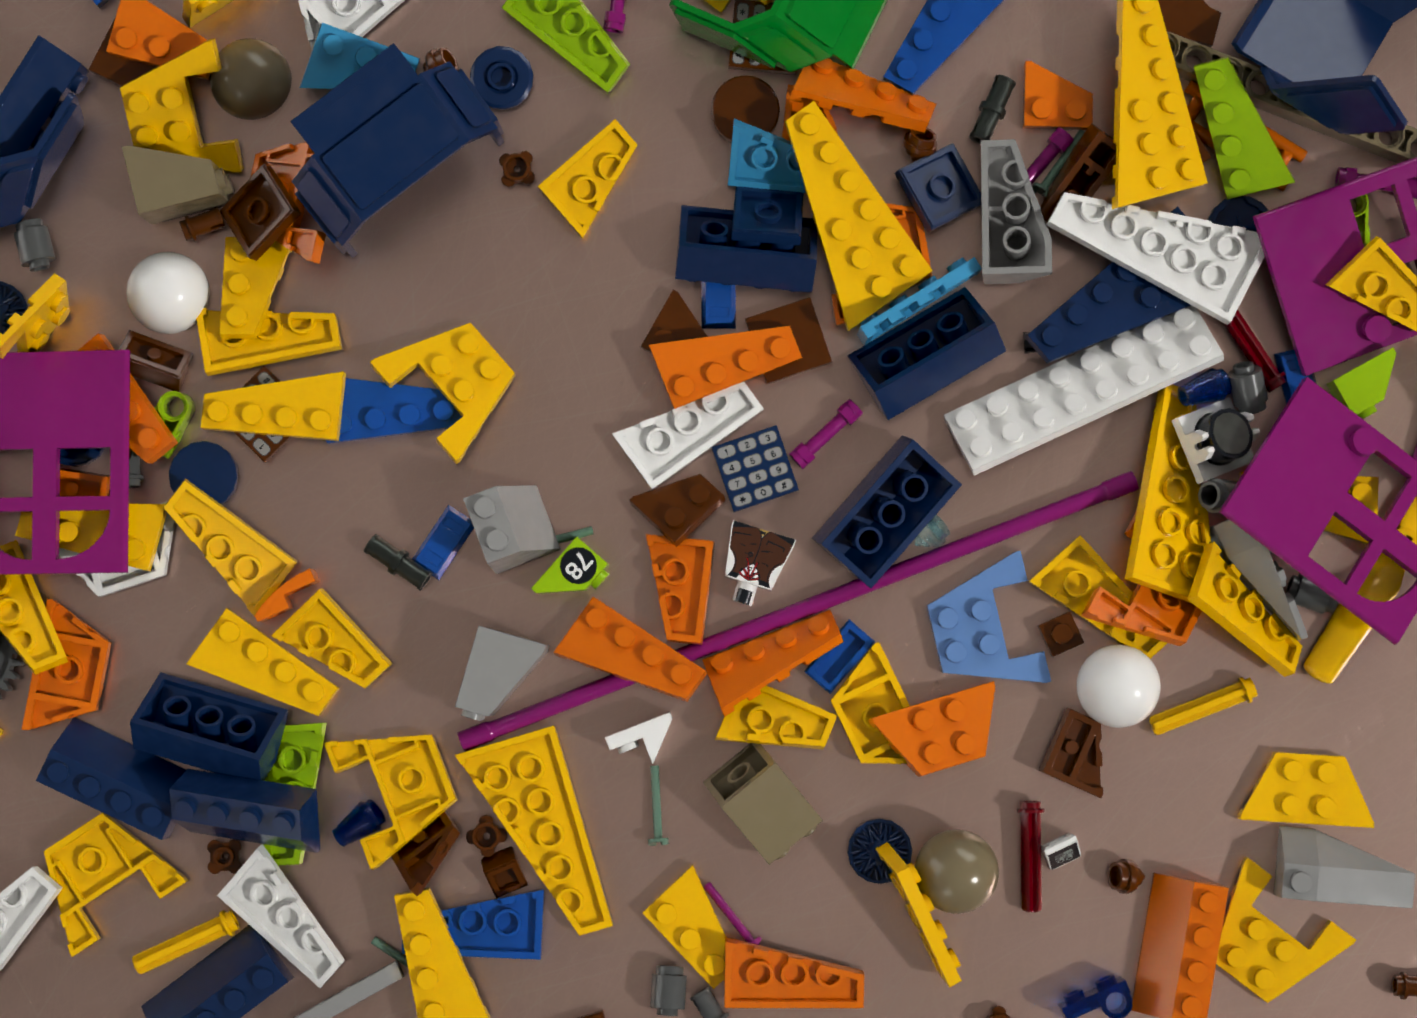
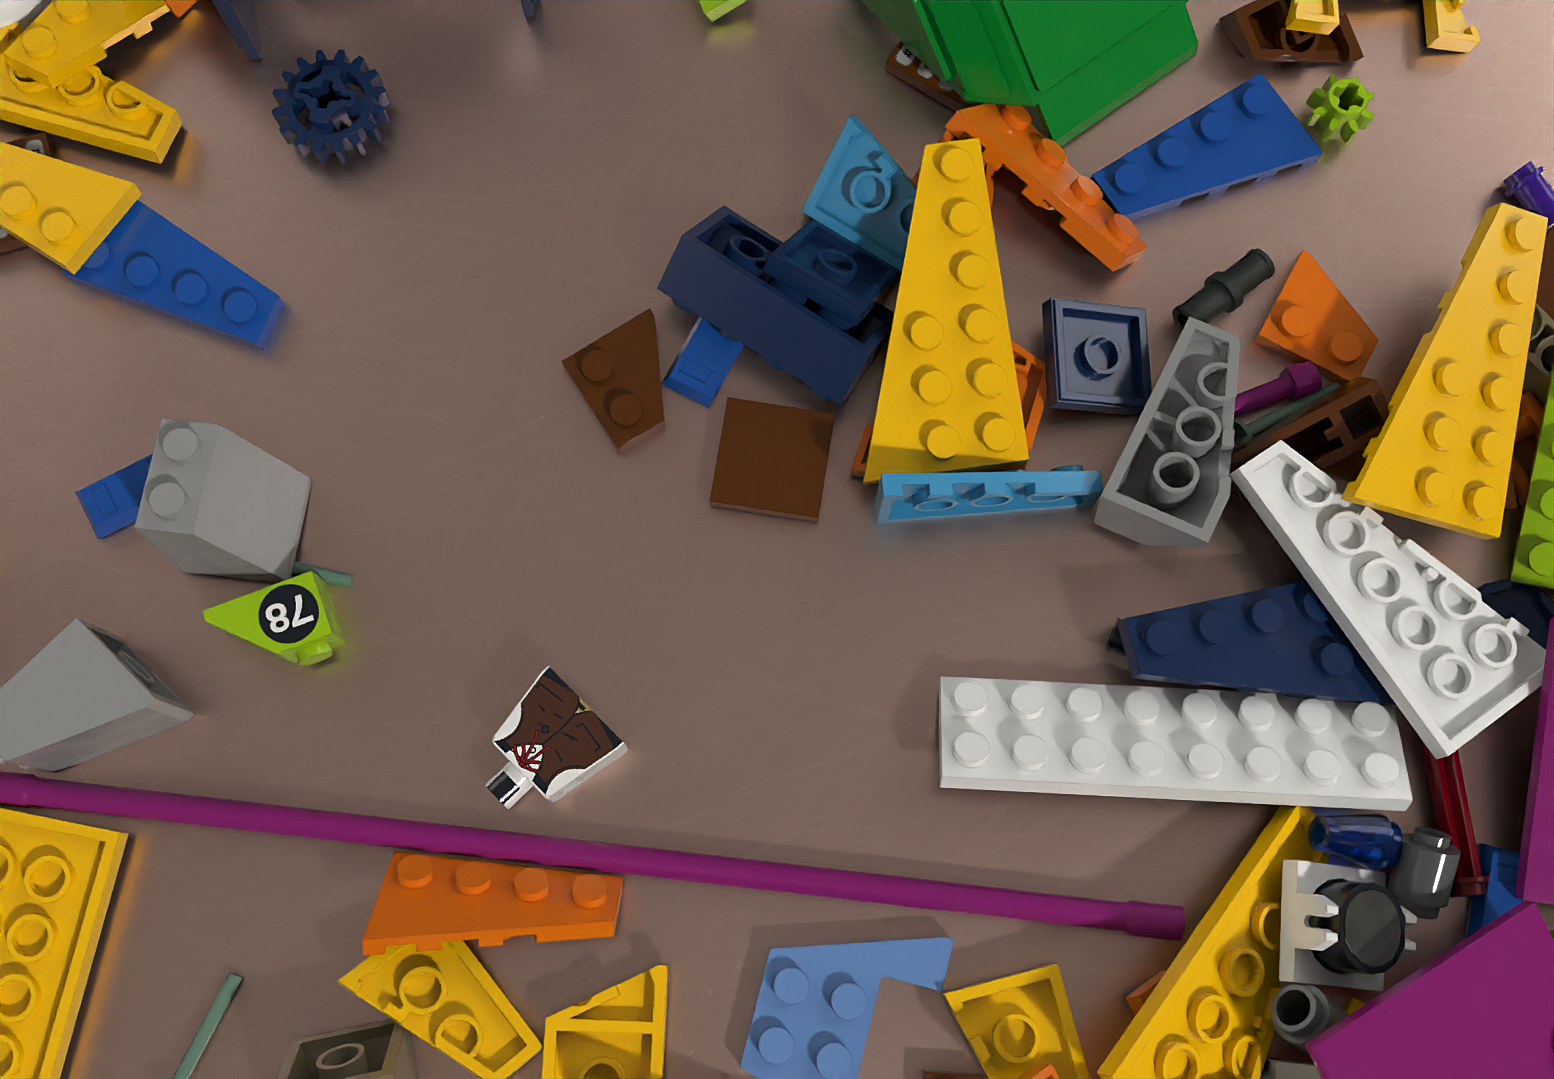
camera: 25 degrees right, 10 degrees down
(398, 562) = (53, 481): pearl dark grey pin -> none
(437, 258) = (326, 101): none -> dark blue gear
(463, 370) = (299, 269): yellow wing -> none
(522, 160) = (530, 40): reddish brown plate -> none
(588, 176) = (619, 107): yellow wing -> none
(619, 647) = (287, 777): orange wing -> none
(651, 731) = (251, 924): white slope -> none
(678, 437) = (541, 512): white wing -> none
(679, 506) = (488, 609): reddish brown wing -> none
(682, 585) = (431, 720): orange wing -> none
(714, 363) = (649, 432): orange wing -> none
(745, 100) = (889, 110): reddish brown tile -> none
(755, 468) = (626, 613): tile -> none
(804, 453) = (802, 603): magenta bar -> none
(837, 663) = (585, 965): blue tile -> none
(887, 511) = (782, 773): dark blue slope -> none
(920, 144) = (1098, 283): reddish brown plate -> none
(927, 353) = (963, 577): dark blue slope -> none
(933, 534) = (834, 838): clear light blue plate -> none

